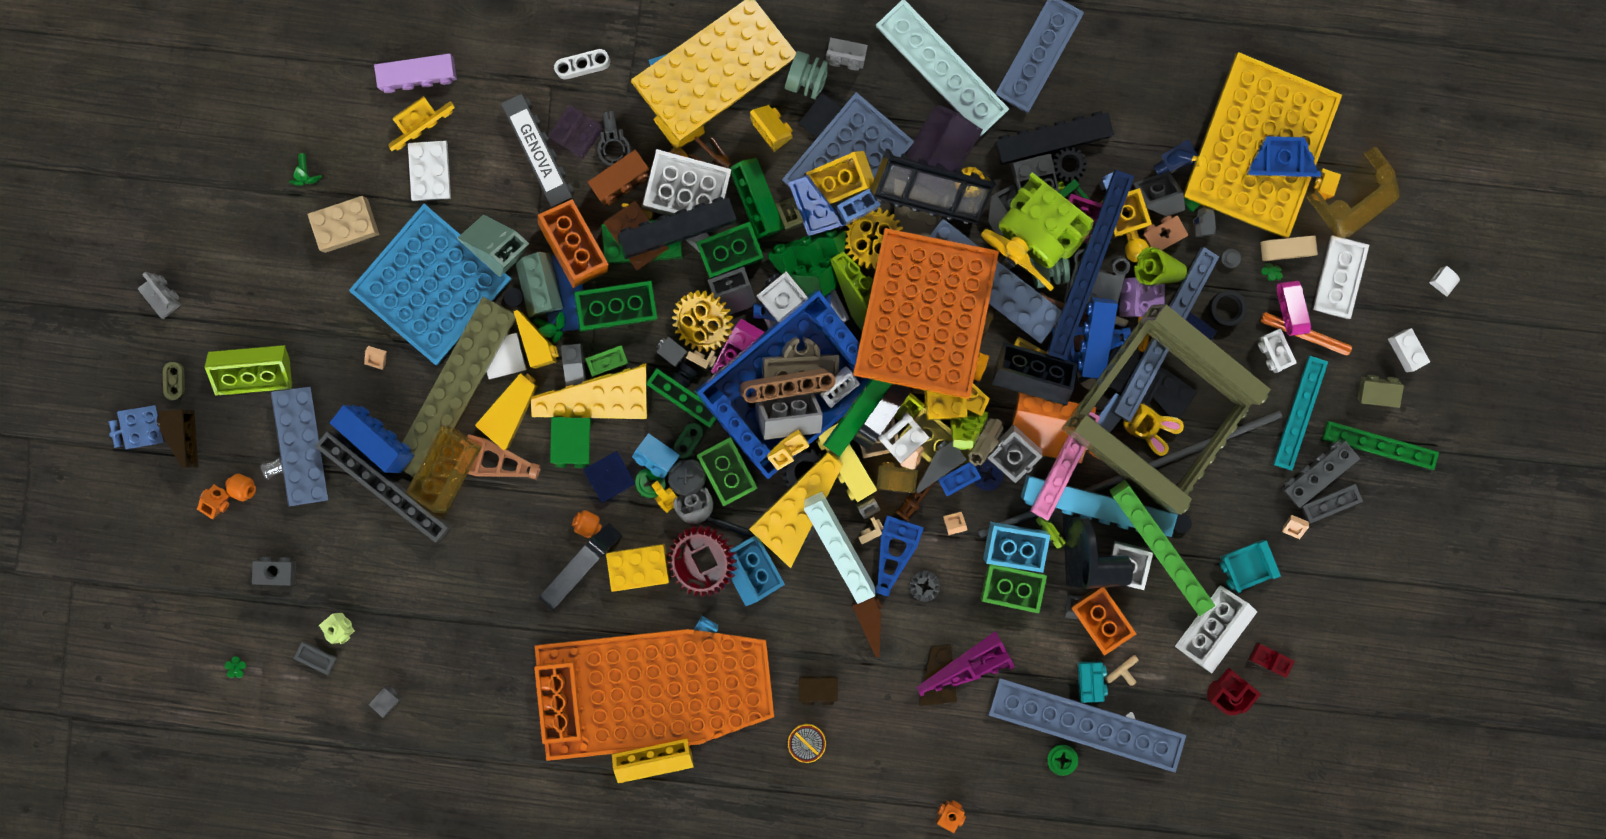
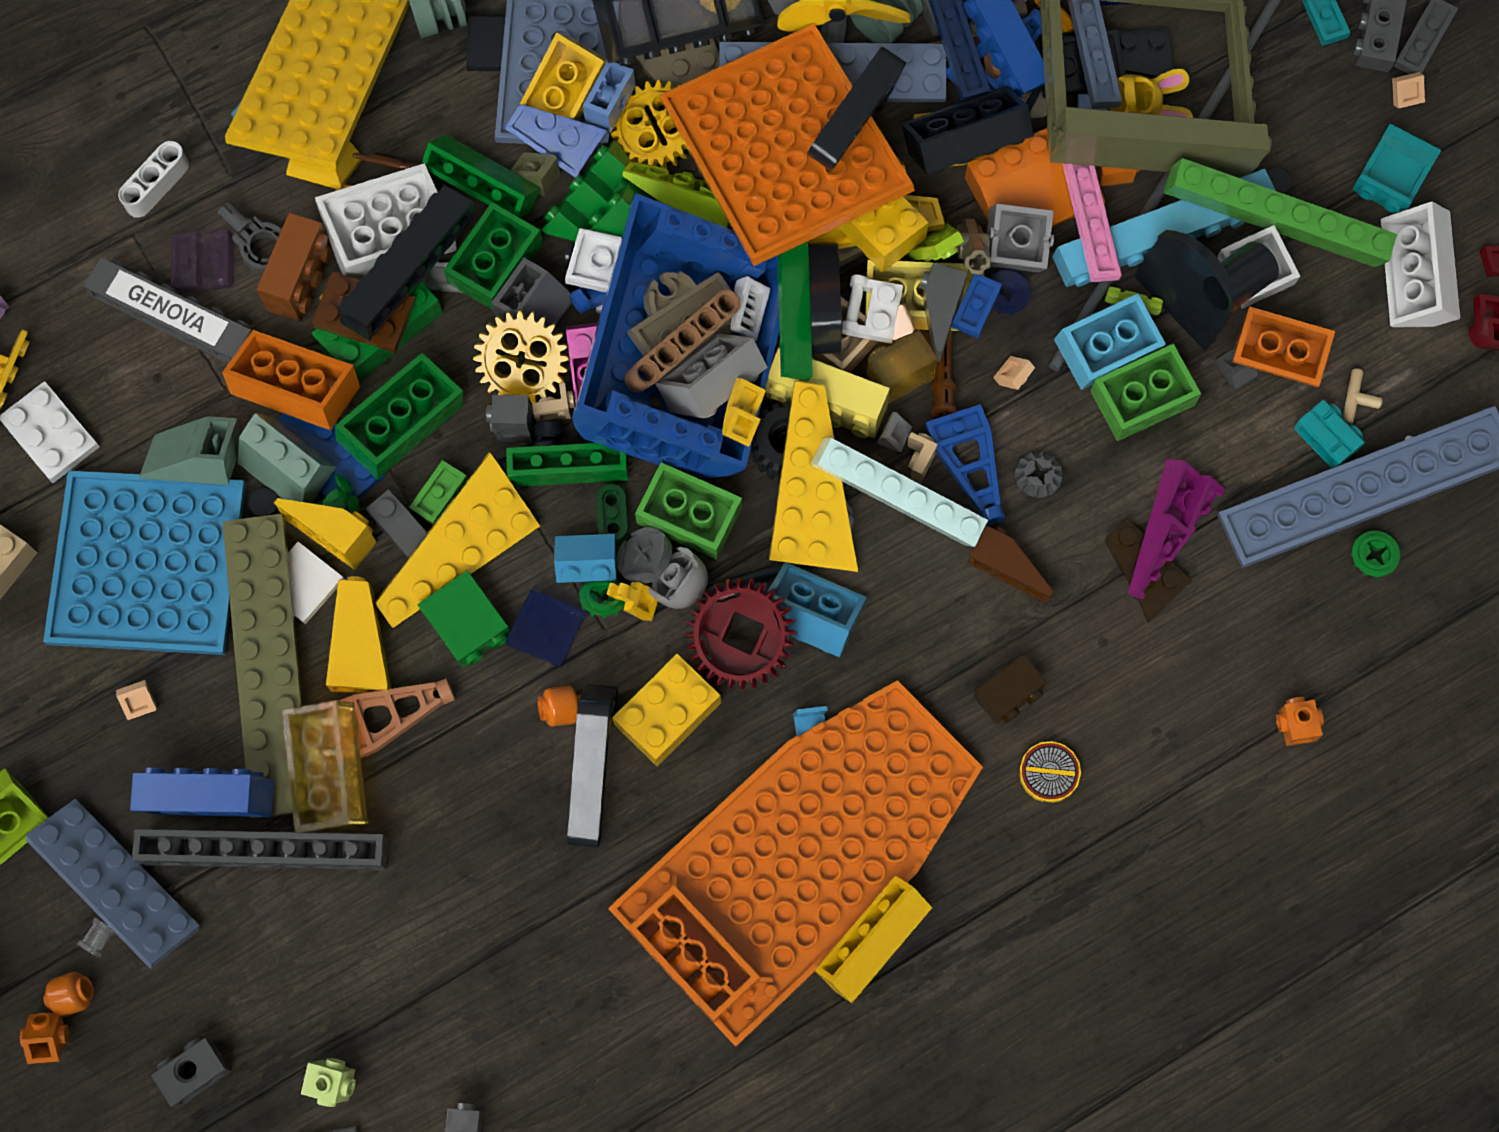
camera: 25 degrees left, 15 degrees down
(771, 127) = (435, 90): yellow slope -> none
(911, 405) = (849, 266): neon yellow slope -> none
(1001, 318) = (865, 96): none -> black beam

